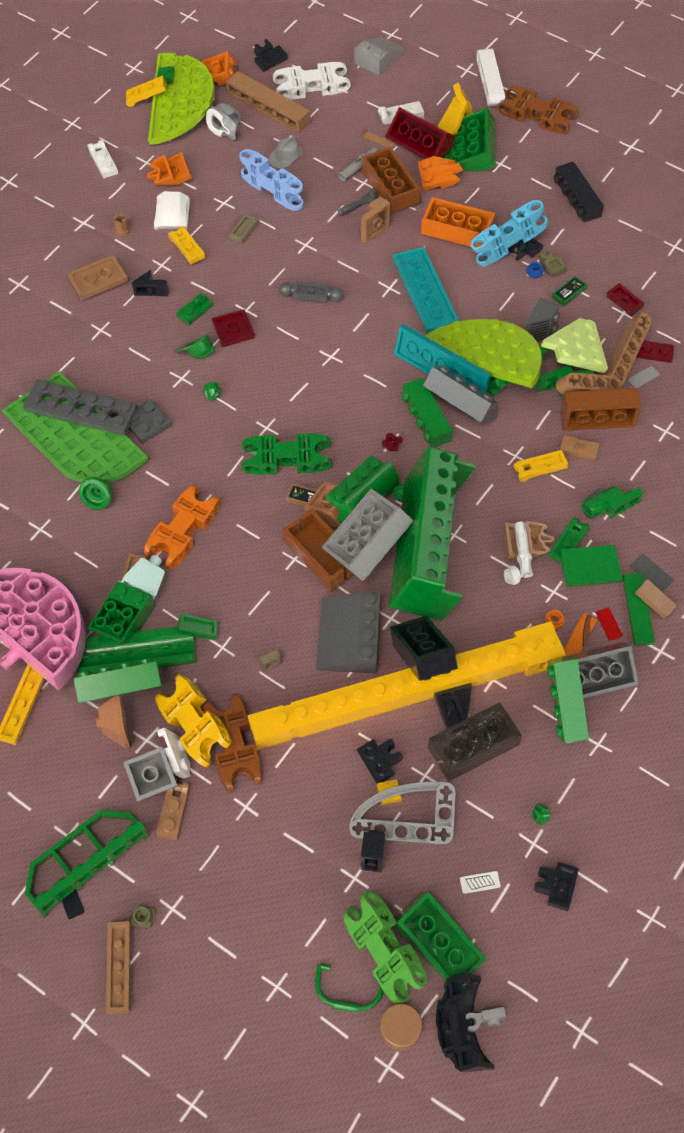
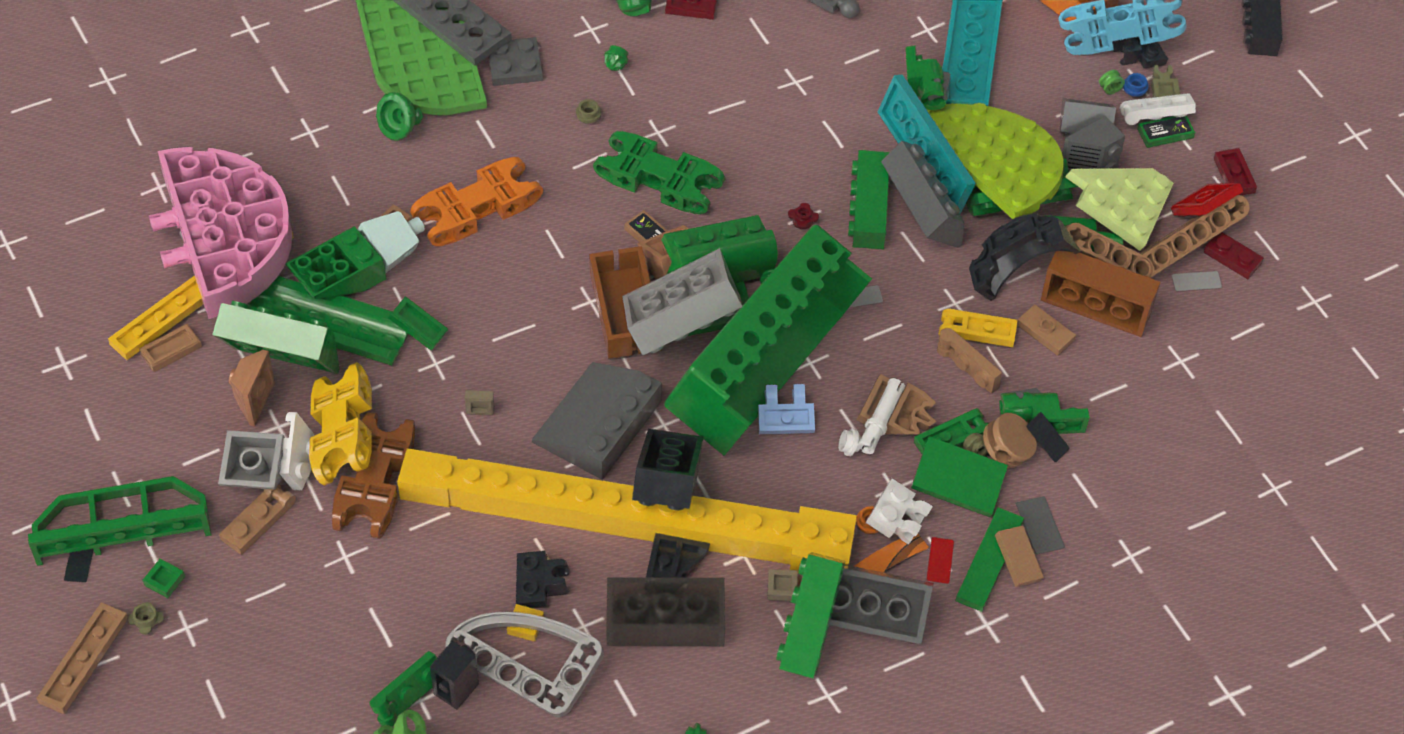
camera: 25 degrees right, 5 degrees down
(40, 722) = (170, 347): none -> medium nougat tile
(138, 883) = (163, 578): none -> green plate
(216, 429) = (588, 111): none -> olive plate
(345, 876) = (403, 691): none -> green plate
(415, 319) = (927, 79): none -> green plate
(464, 578) = (786, 418): none -> light blue plate
(519, 303) = (1080, 113): none -> slope
(520, 274) = (1111, 82): none -> bright green bush
(530, 687) = (781, 584): none -> dark tan plate
(537, 403) = (1013, 246): none -> black windscreen
(549, 488) = (969, 360): none -> medium nougat plate
(558, 278) = (1157, 107): none -> white plate
(565, 604) = (890, 509): none -> white plate
(587, 540) = (975, 444): none -> olive plate
(606, 528) = (1009, 440): none -> medium nougat head
(622, 323) = (1206, 199): none -> red tile
(625, 515) = (1048, 437): none -> black sticker

